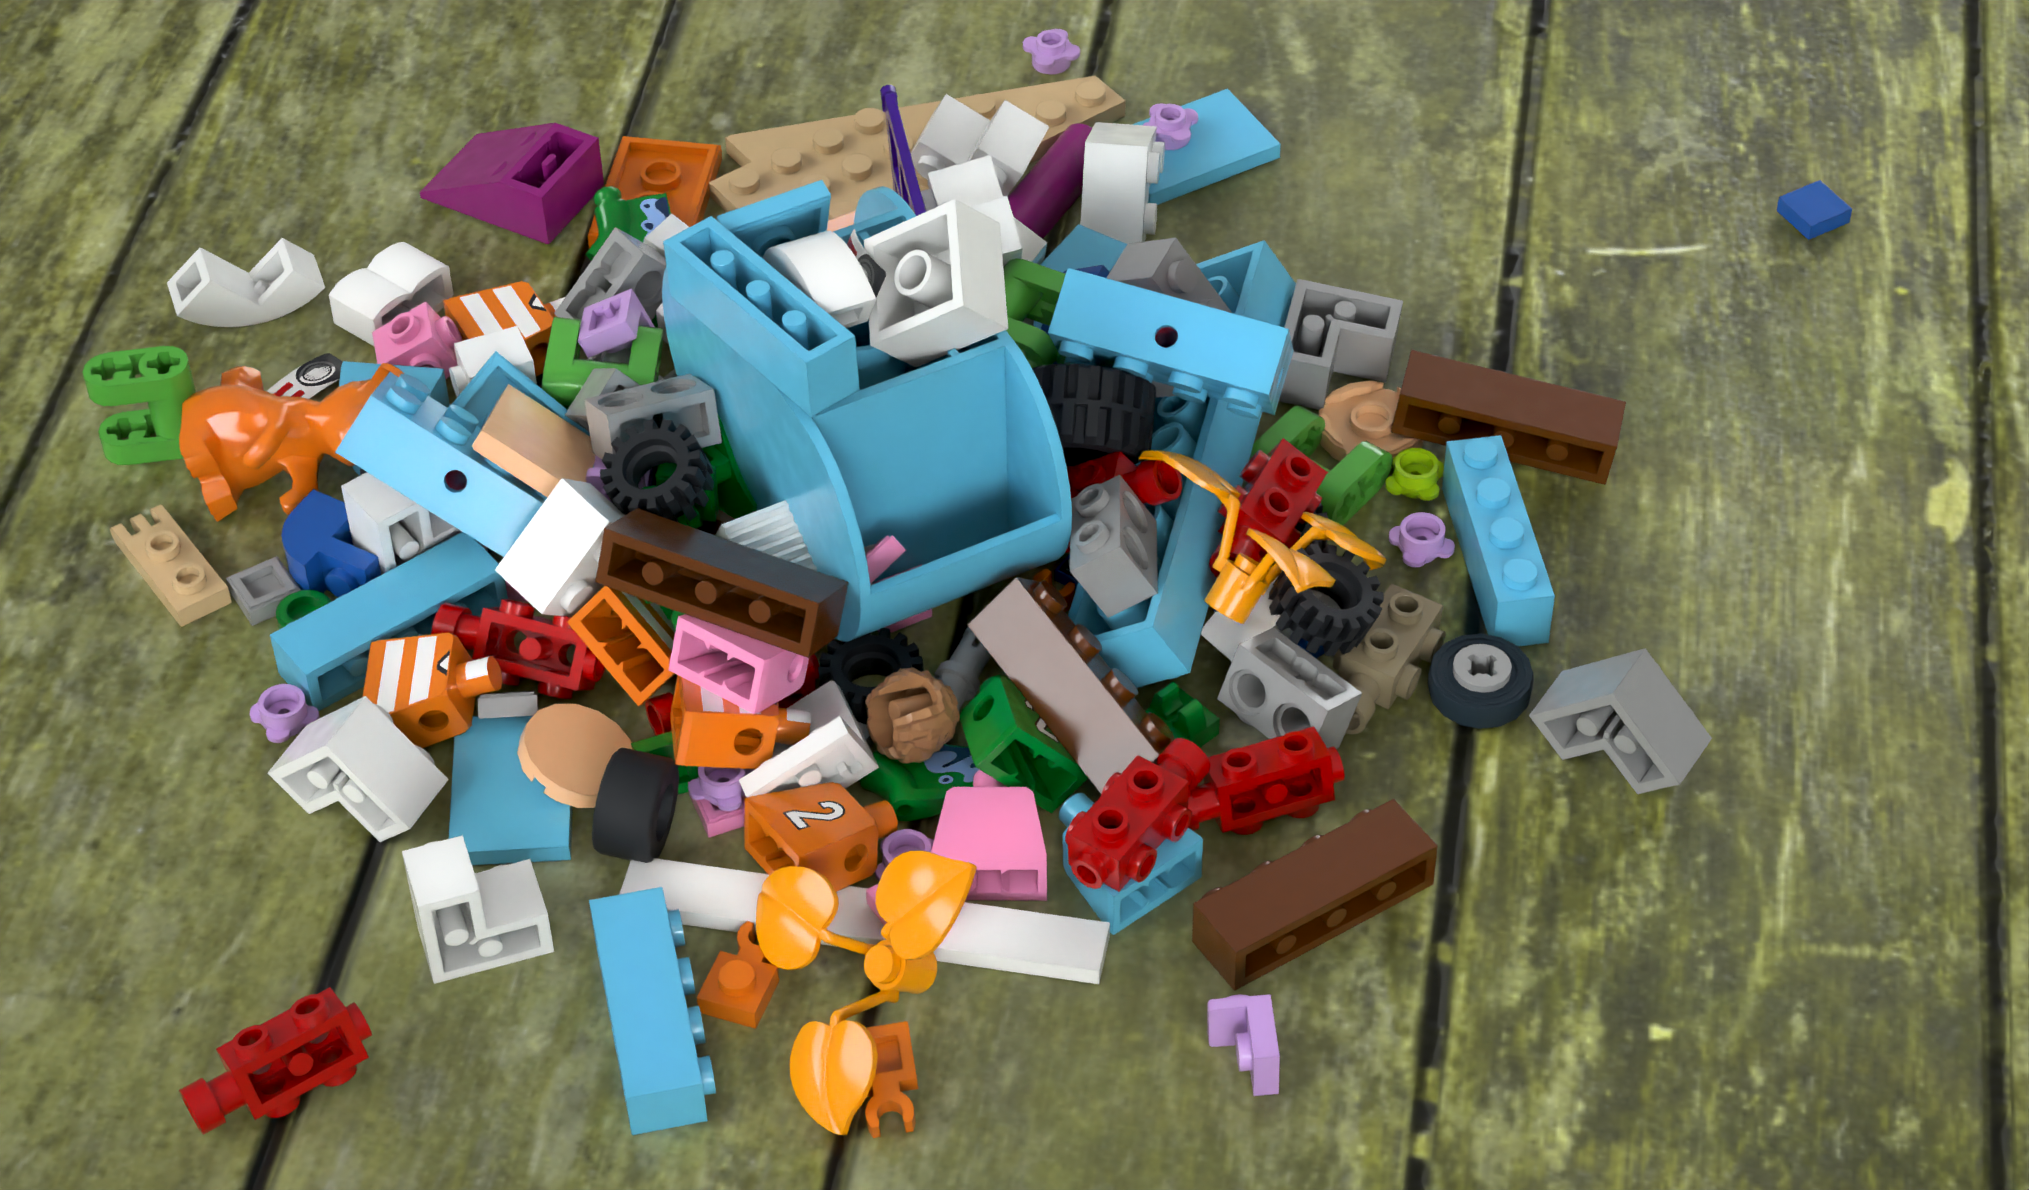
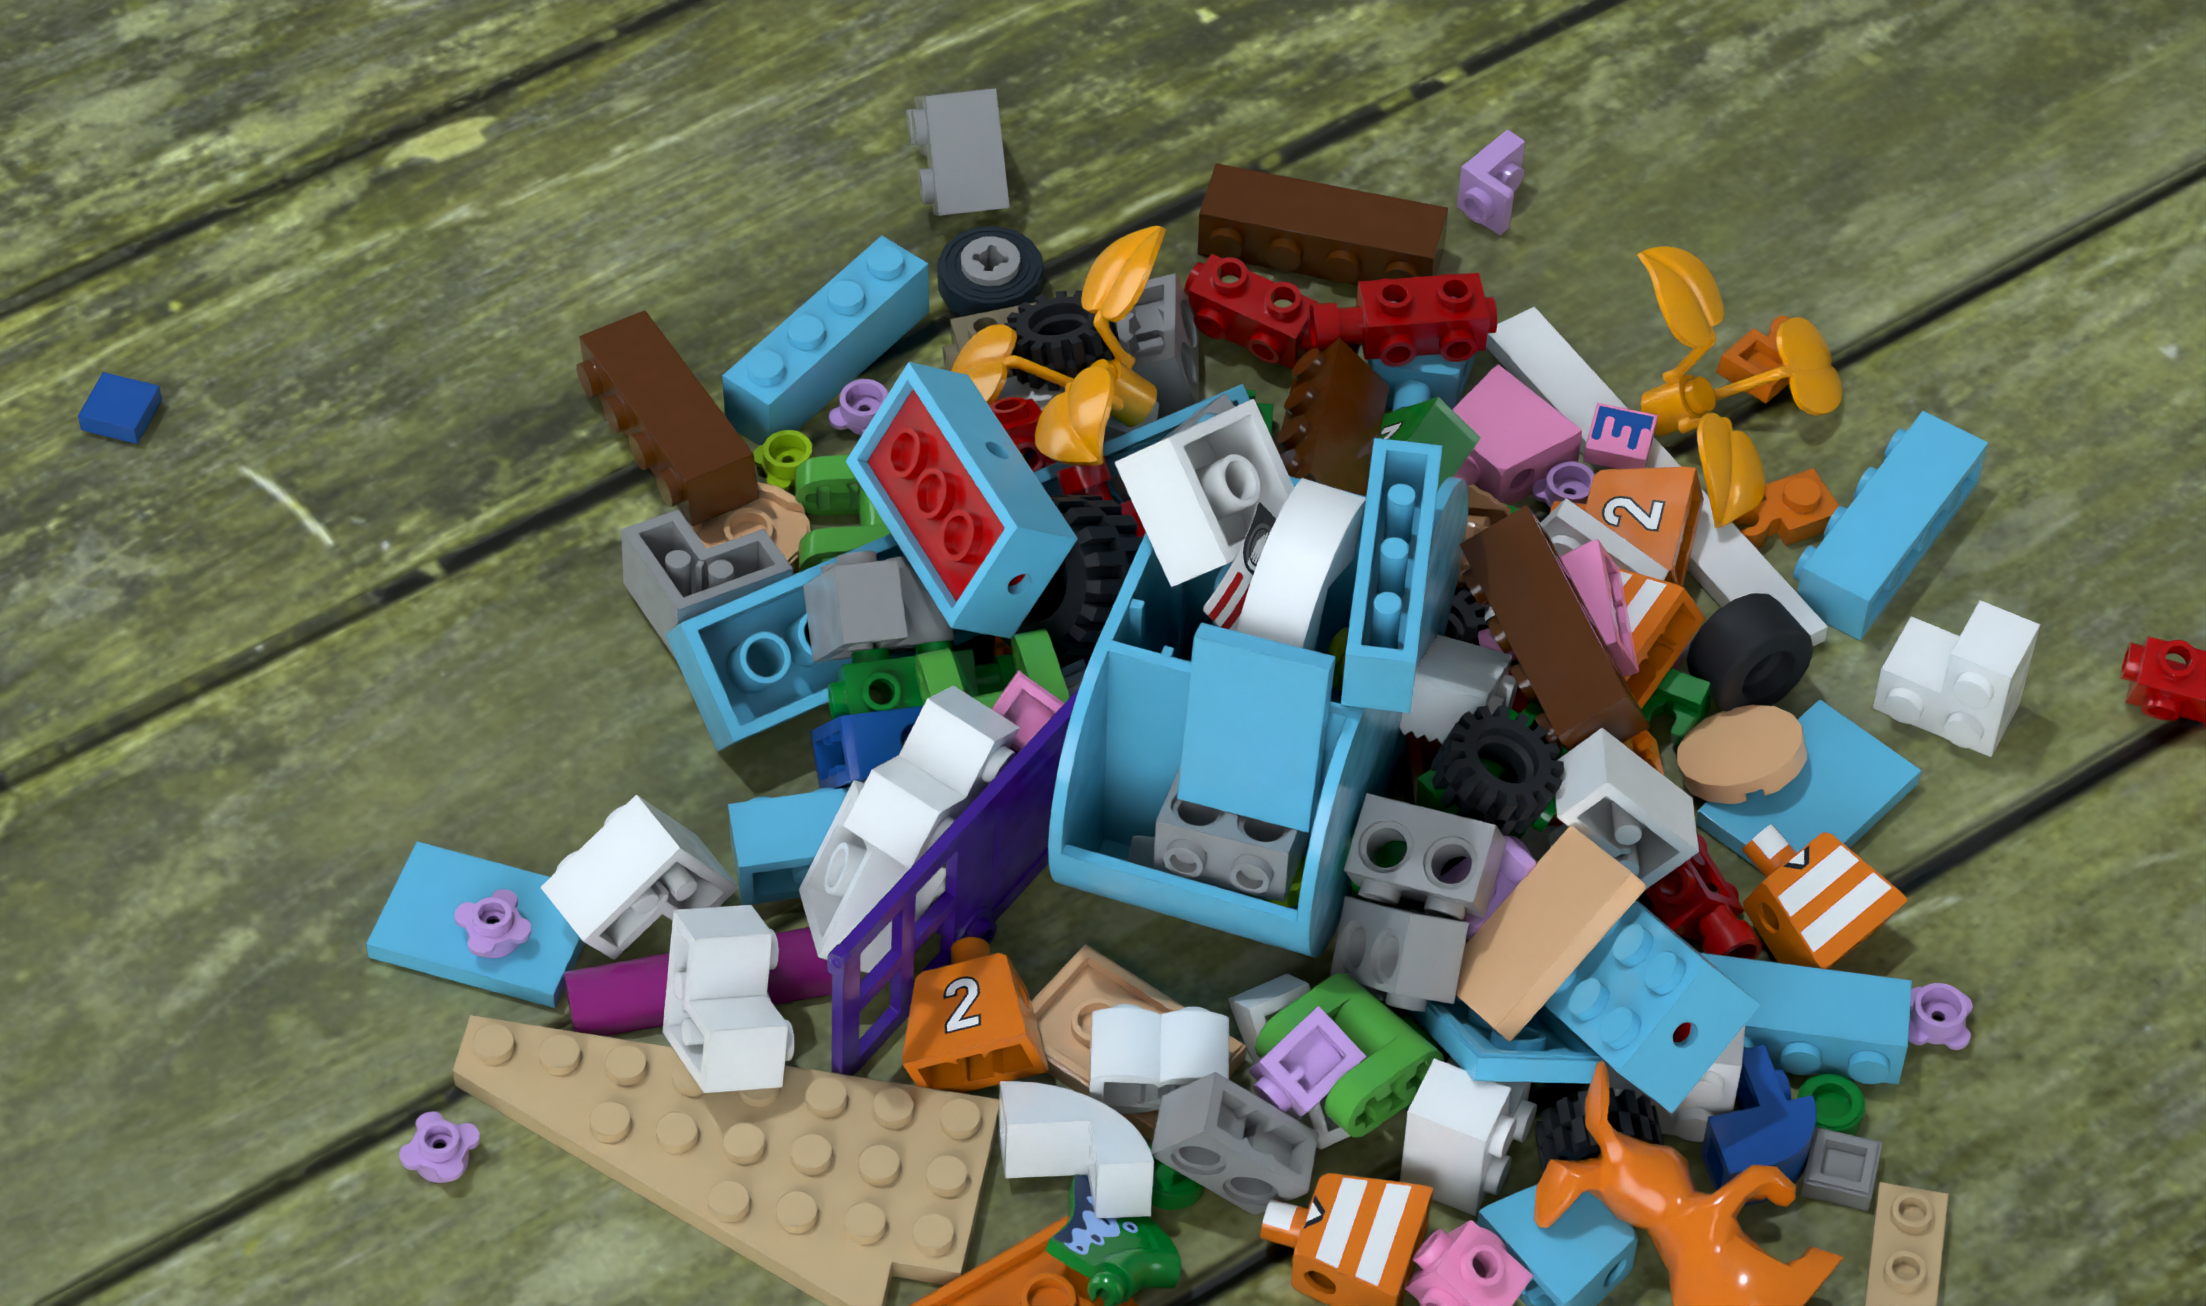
camera: 135 degrees left, 5 degrees up
(362, 764) = (1951, 869): white brick -> none
(507, 704) = (1735, 834): light grey tile -> none

